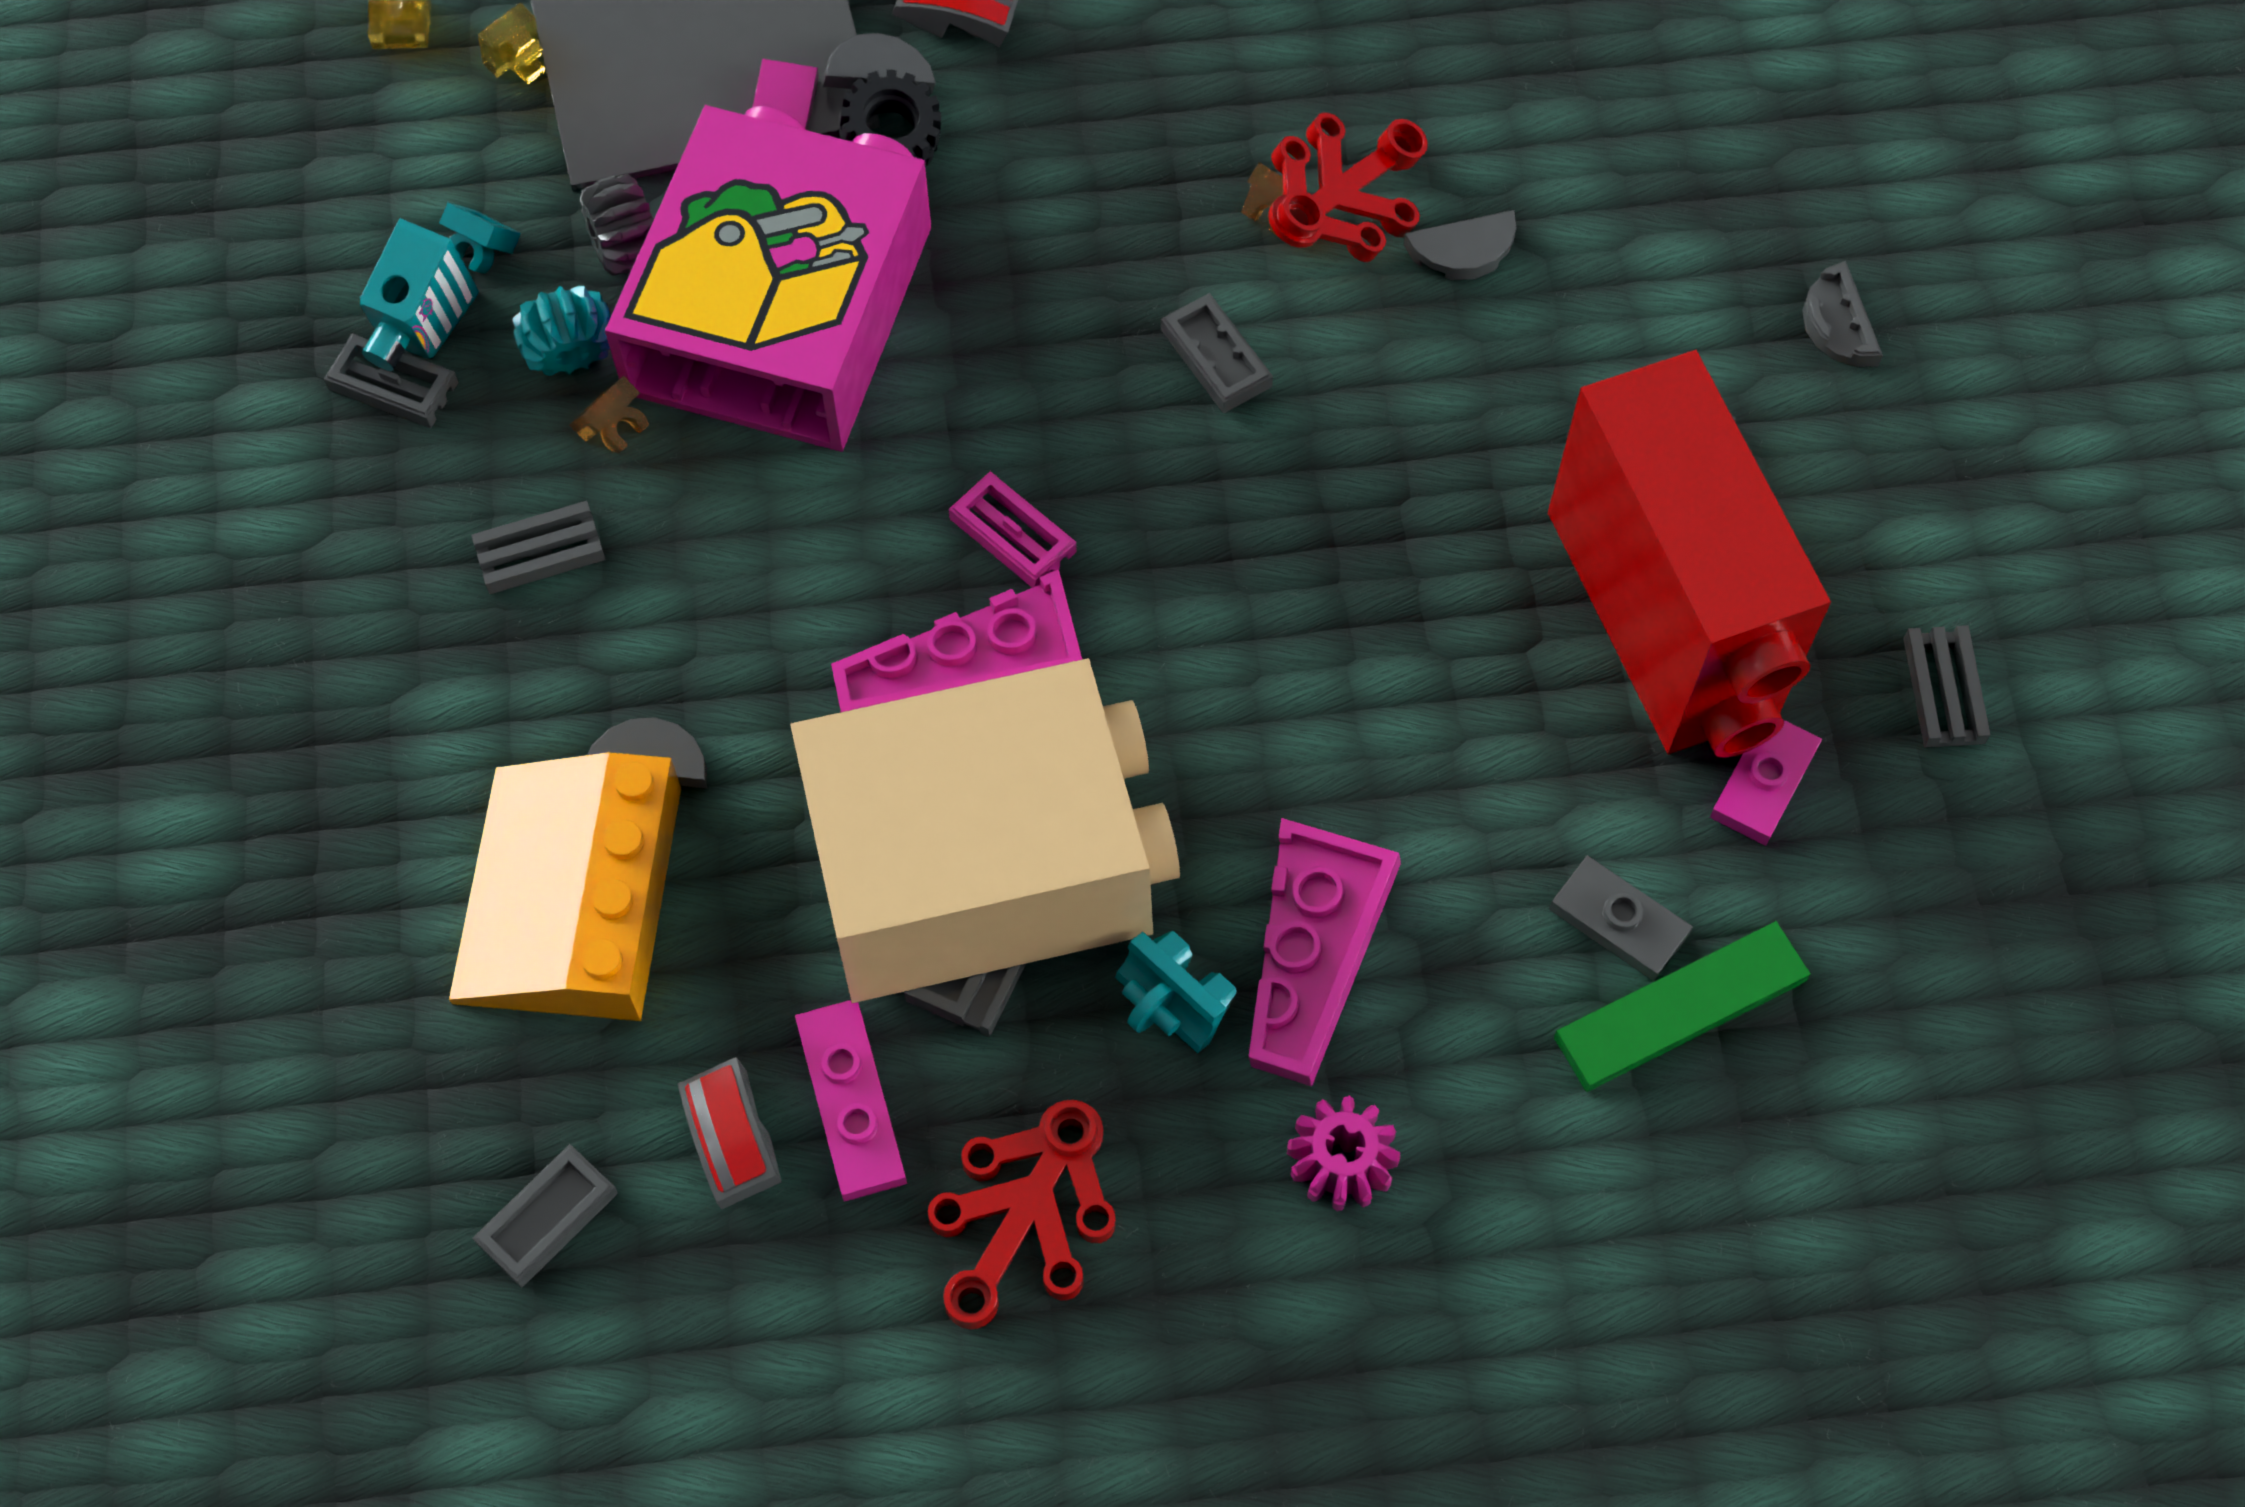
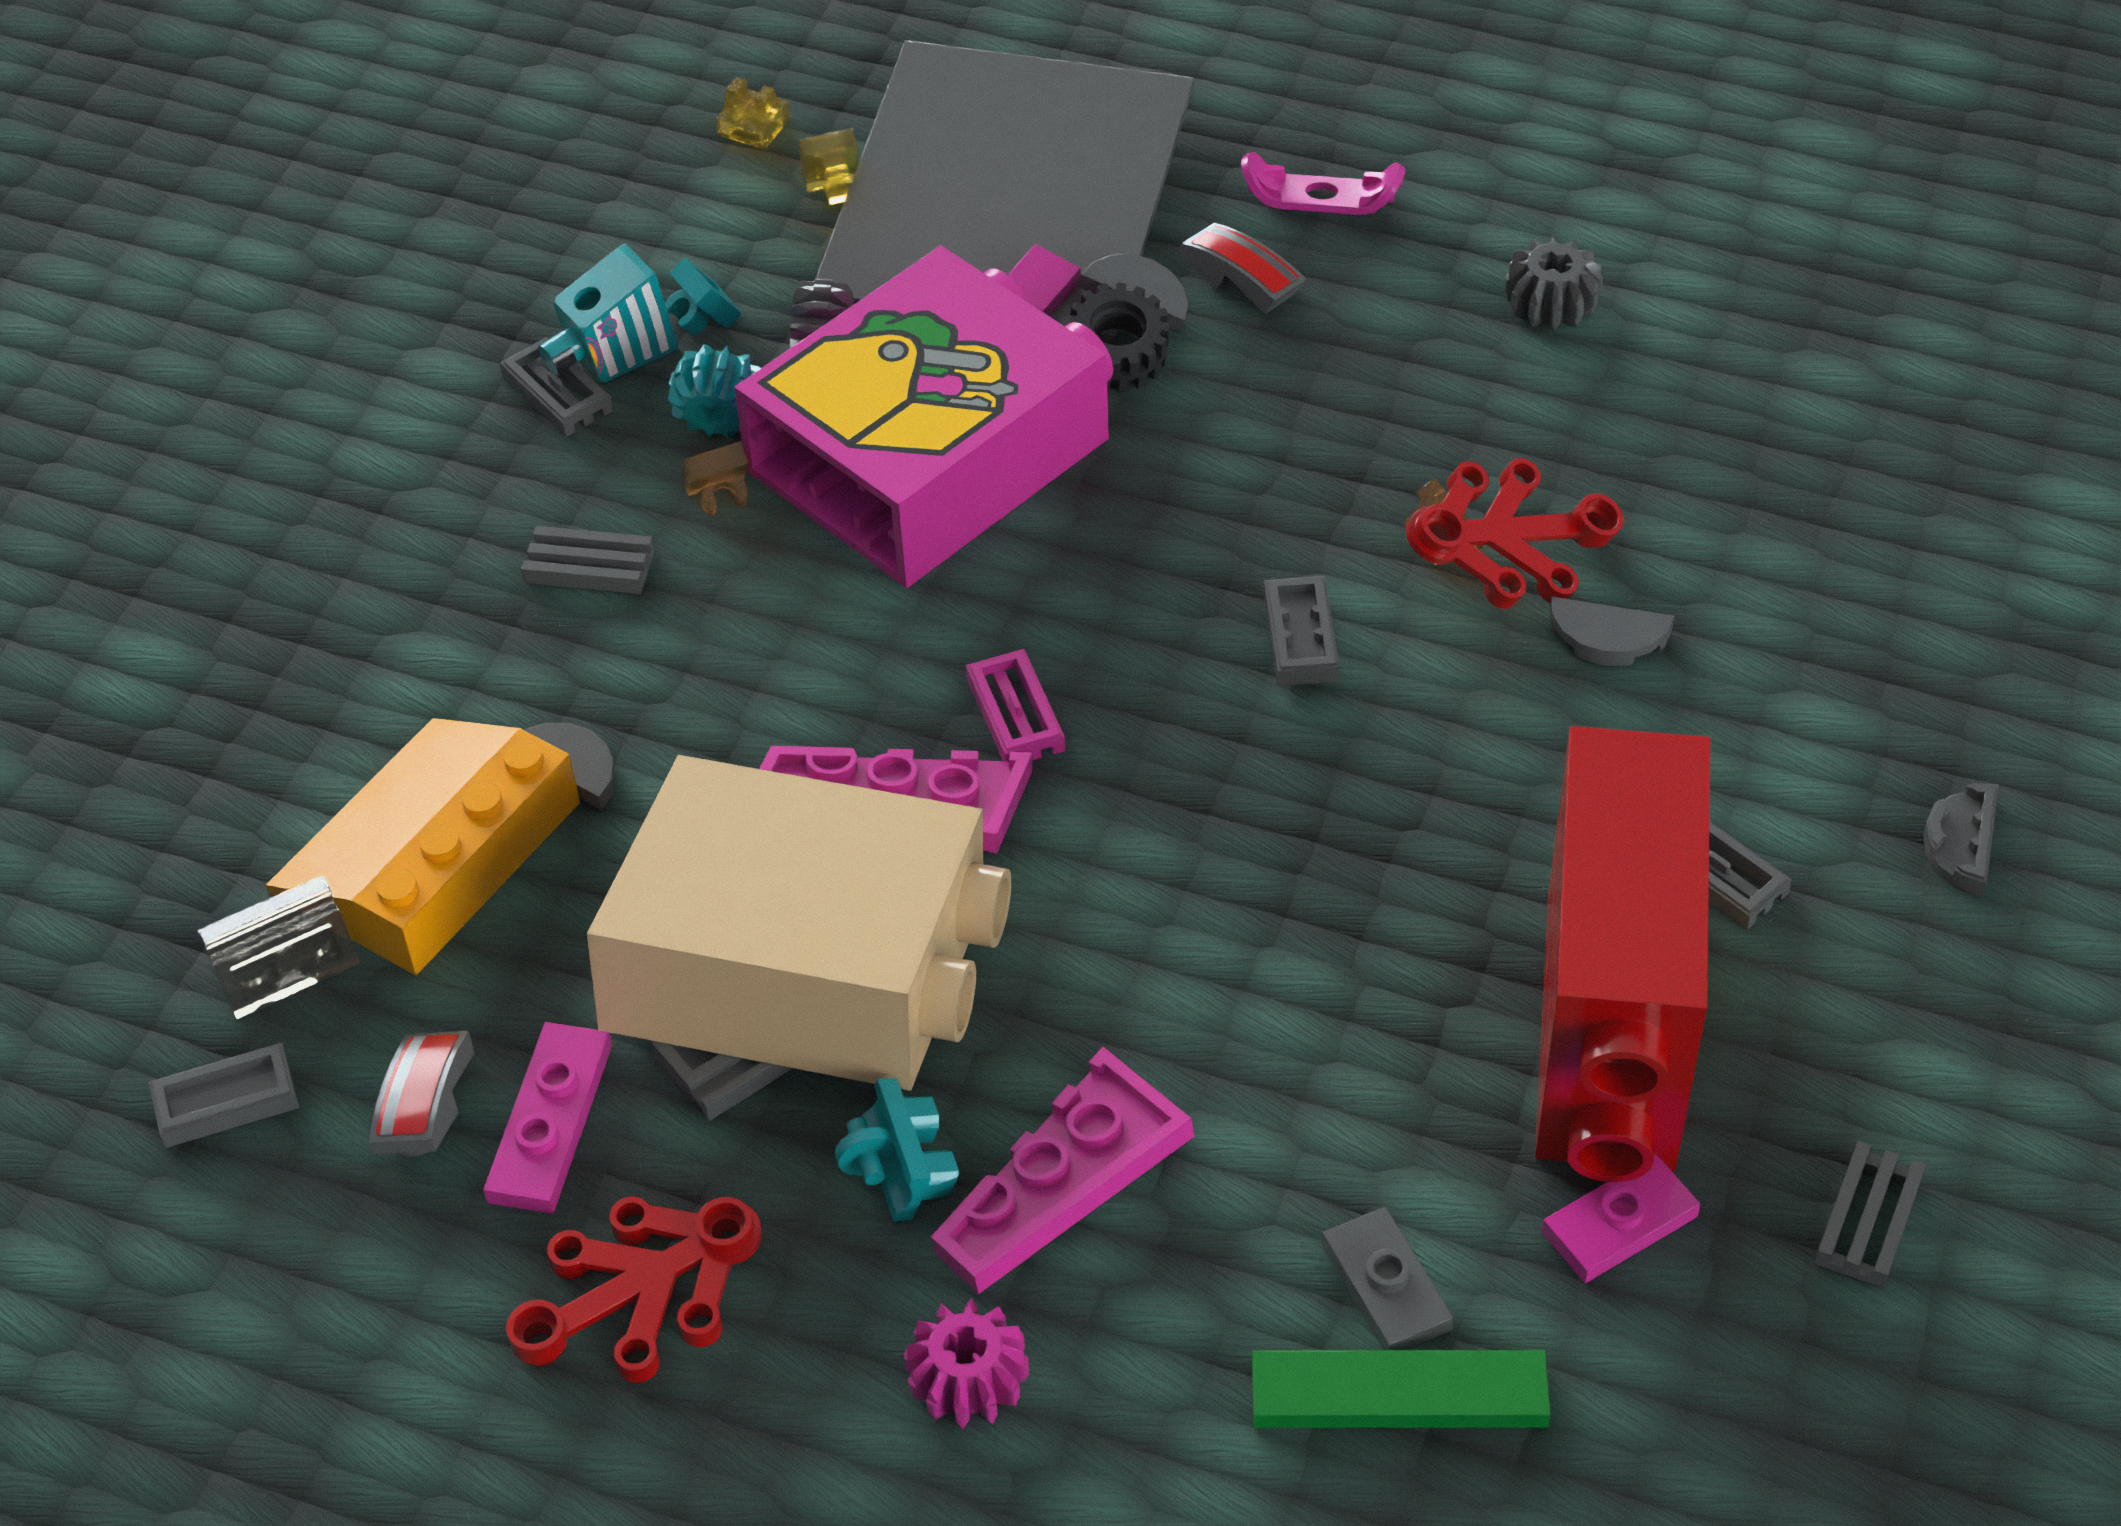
camera: 30 degrees right, 15 degrees down
(515, 1058) = (279, 946): none -> clear smoke plate

